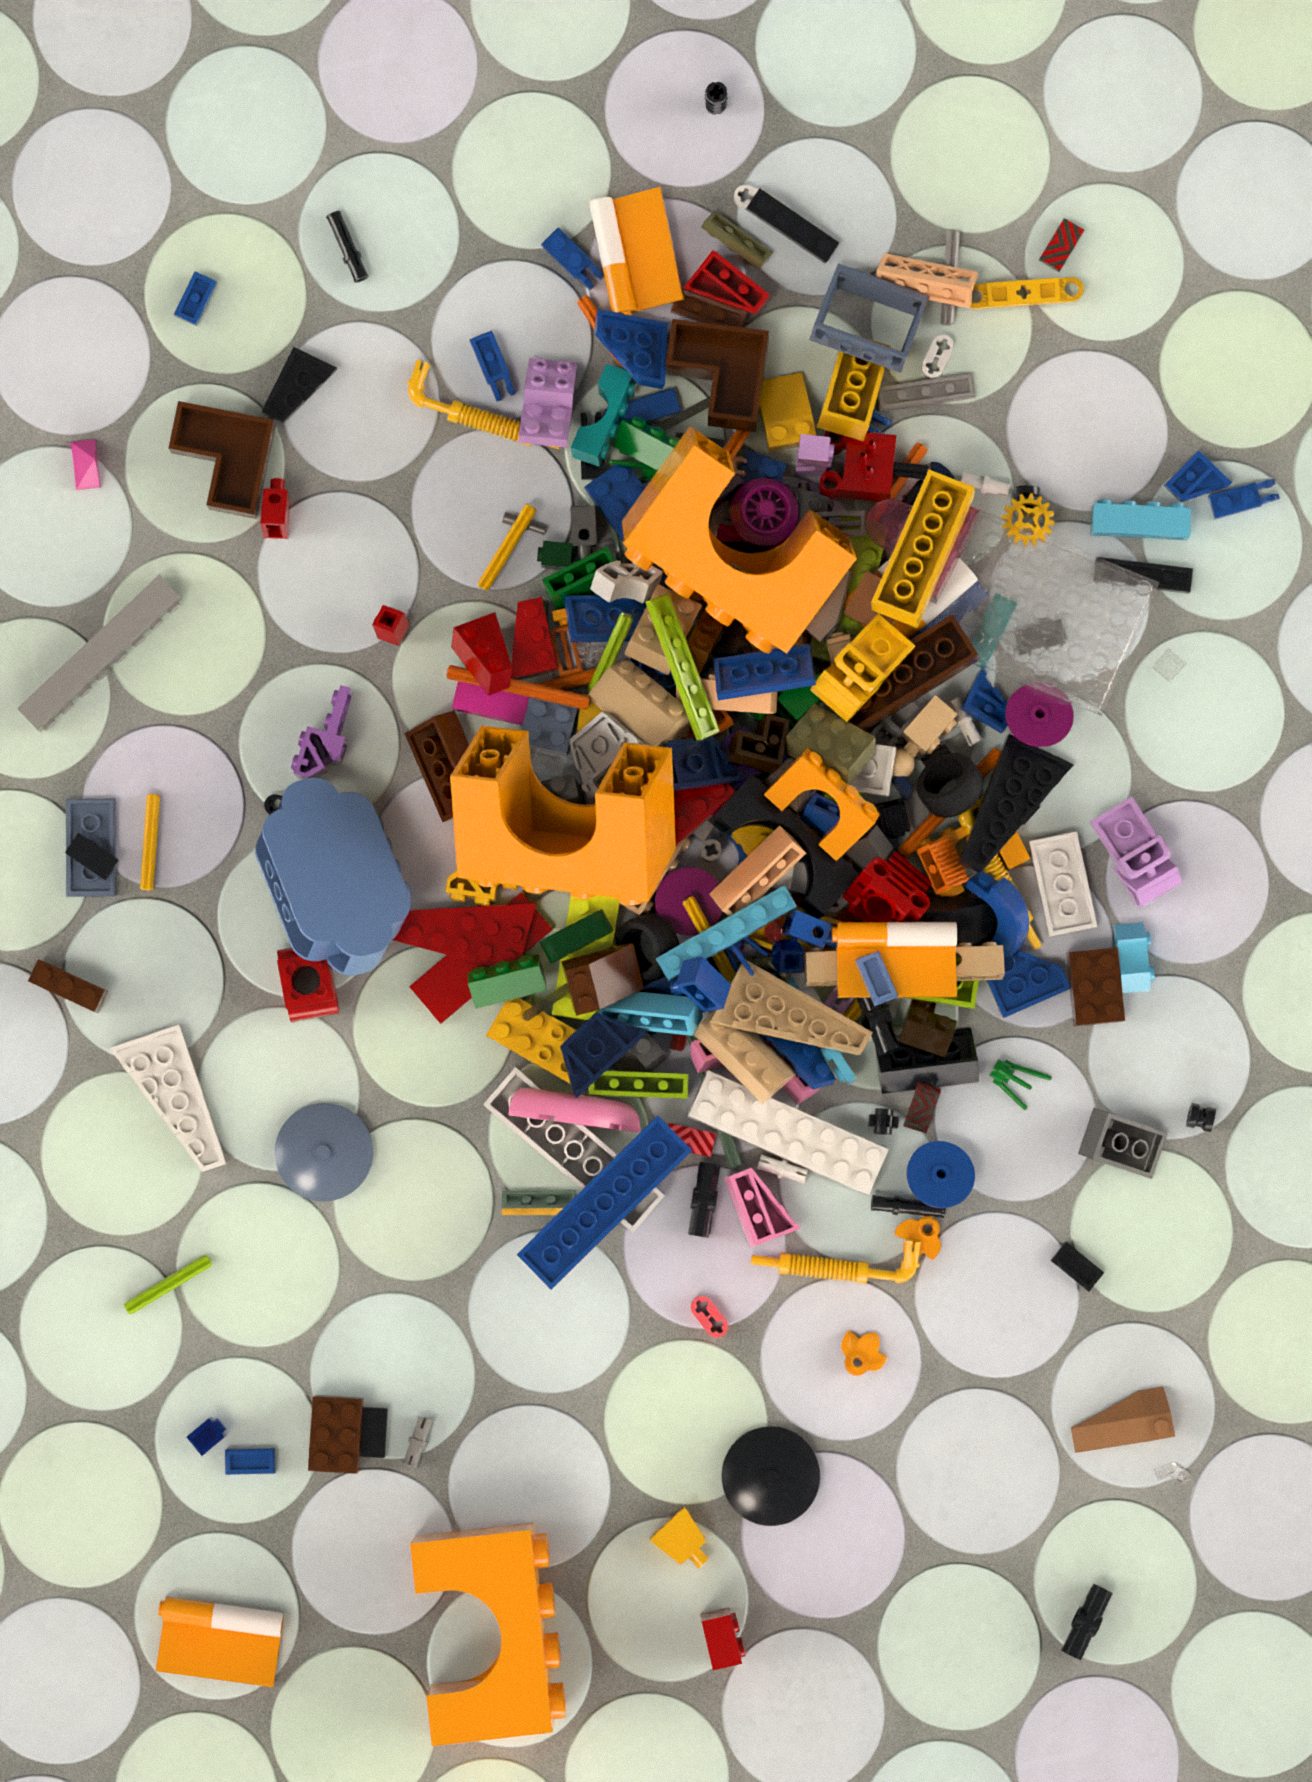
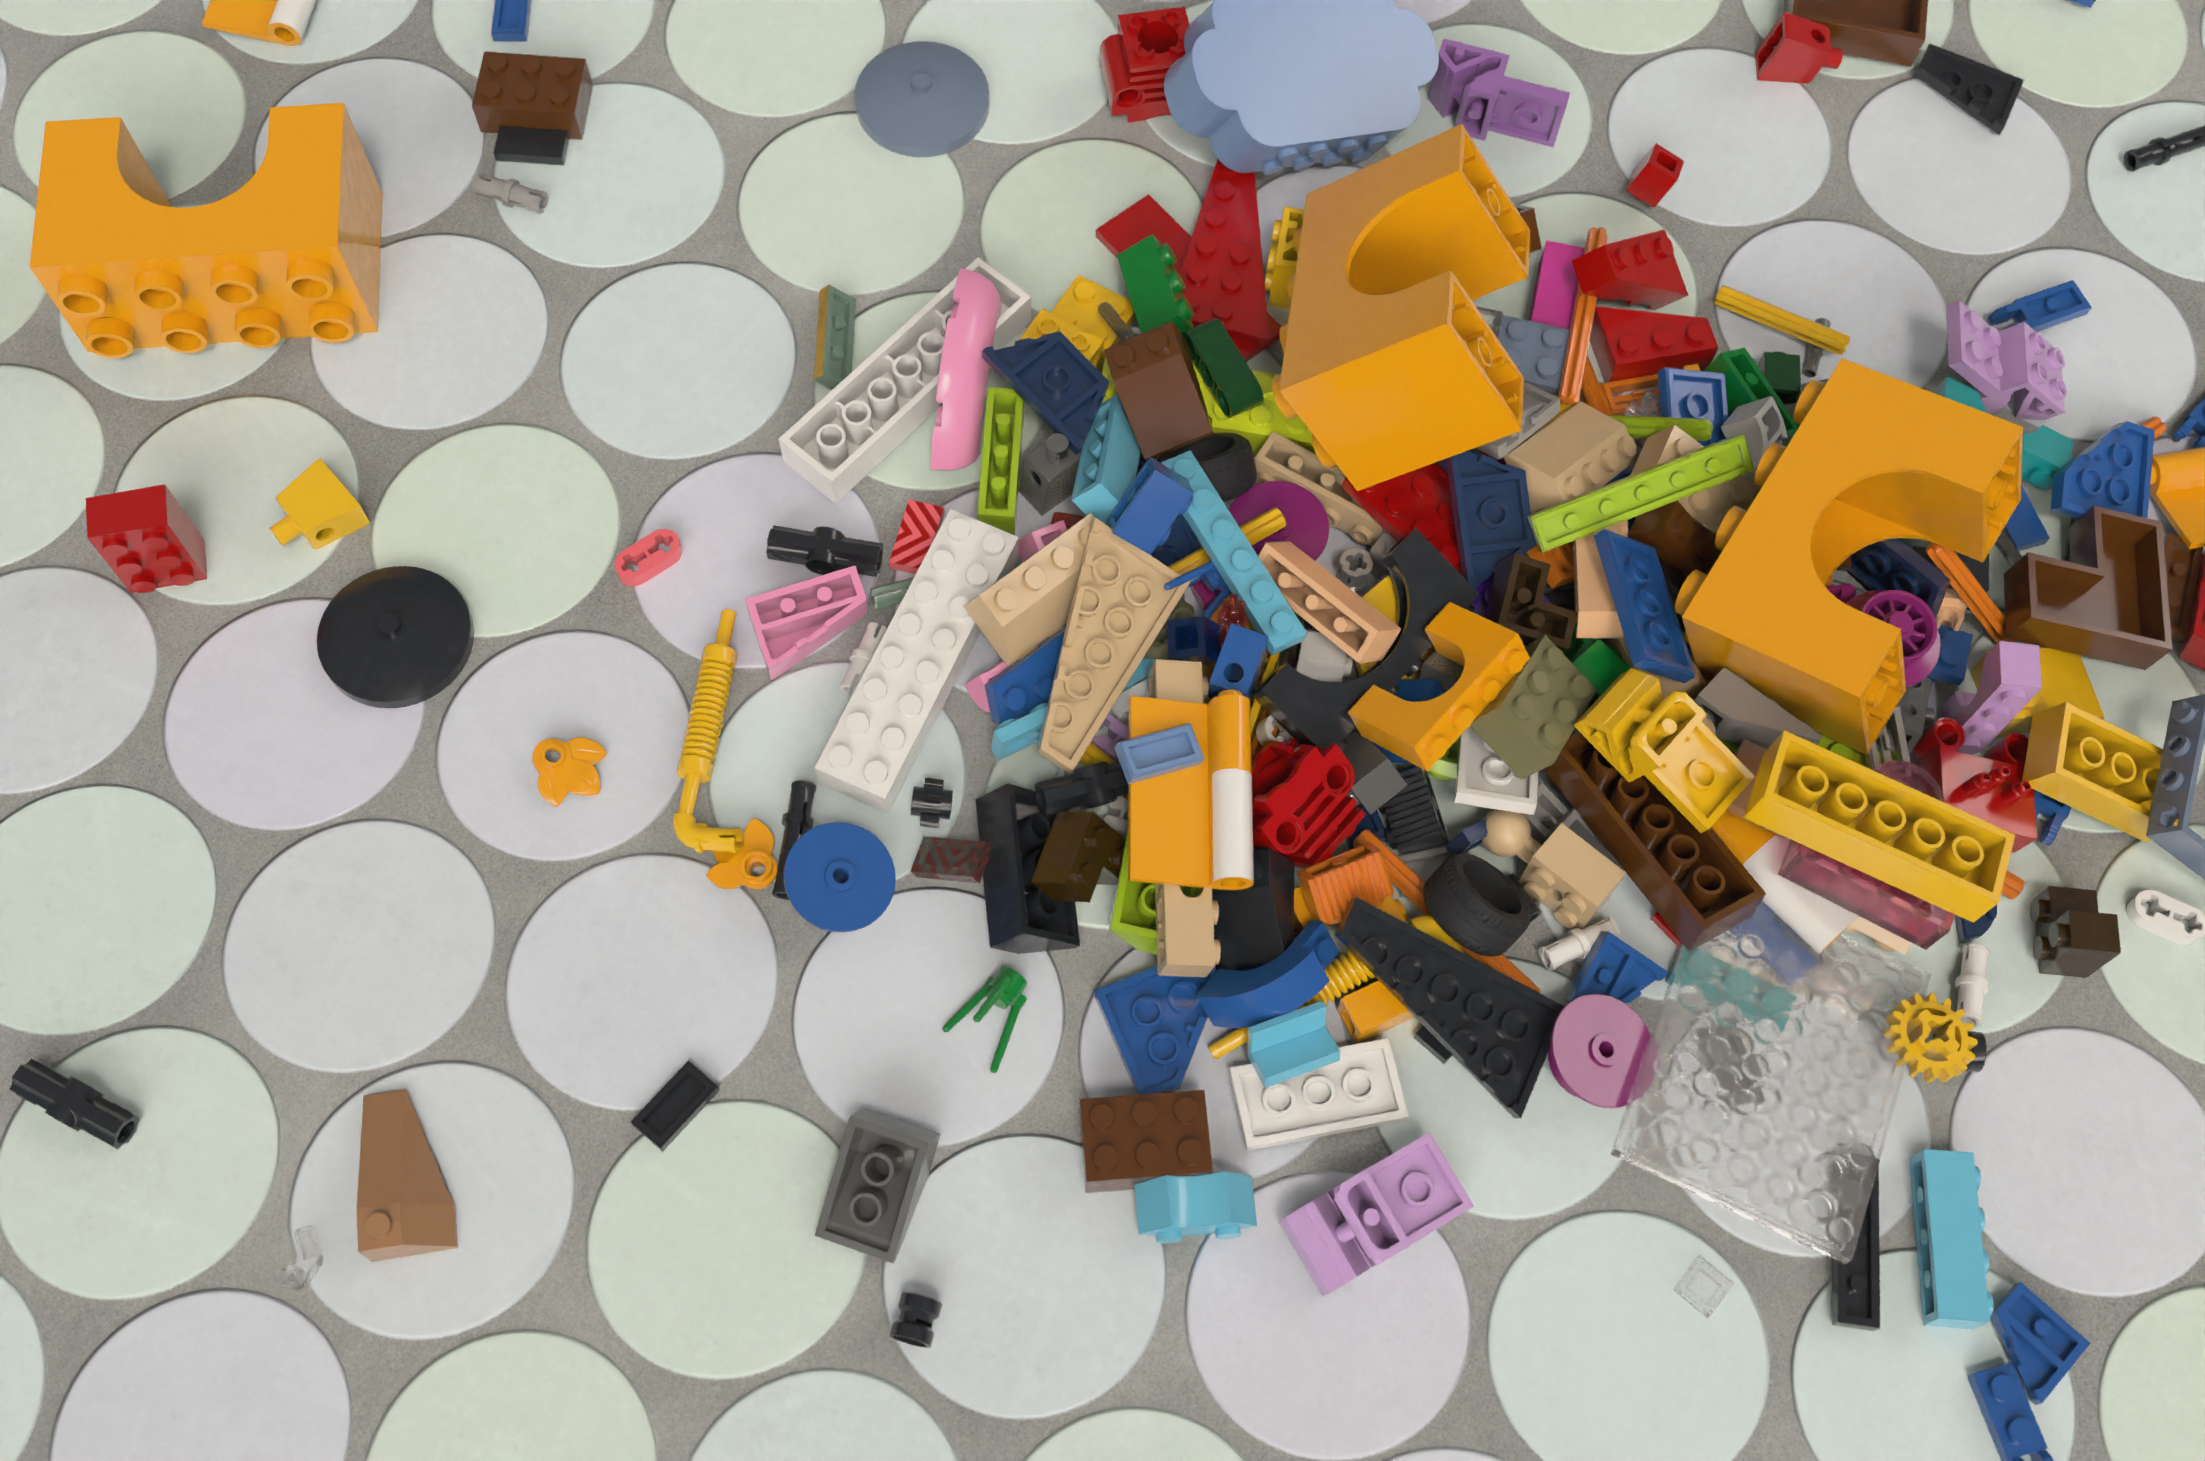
camera: 90 degrees right, 20 degrees down
(462, 413) = (1966, 271): yellow piece -> none
(604, 1202) = (827, 397): blue plate -> none
(926, 392) = (2098, 870): light grey tile -> none
(952, 421) = (2072, 933): none -> dark brown brick
(1040, 899) = (1291, 1045): none -> medium azure panel

